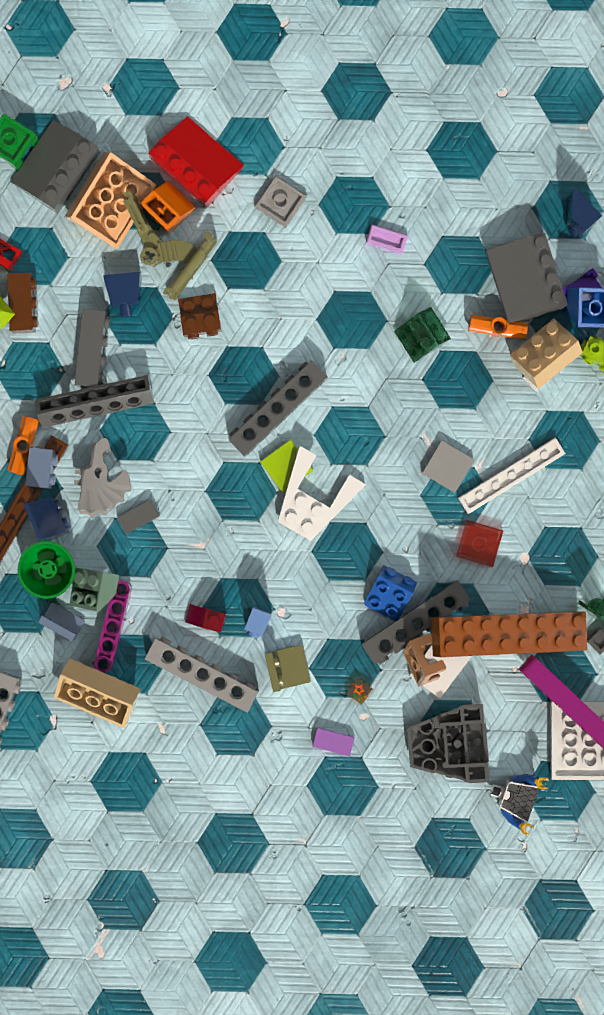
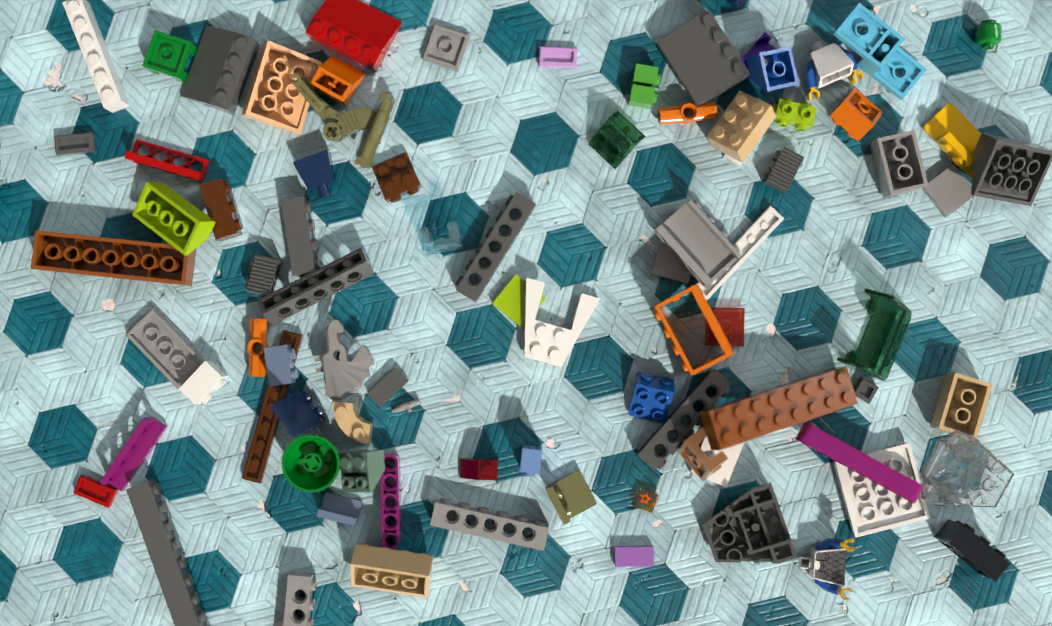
camera: 15 degrees left, 0 degrees up
(46, 377) = (263, 275): none -> dark grey brick
(94, 541) = (351, 422): none -> tan brick
(151, 539) = (406, 406): none -> light grey helmet
(226, 392) = (442, 244): none -> clear light blue panel
(462, 290) = (643, 86): none -> bright green piece
(466, 530) = (710, 317): none -> orange hose
(474, 455) = (698, 243): none -> light grey panel
(577, 405) = (783, 169): none -> dark grey brick

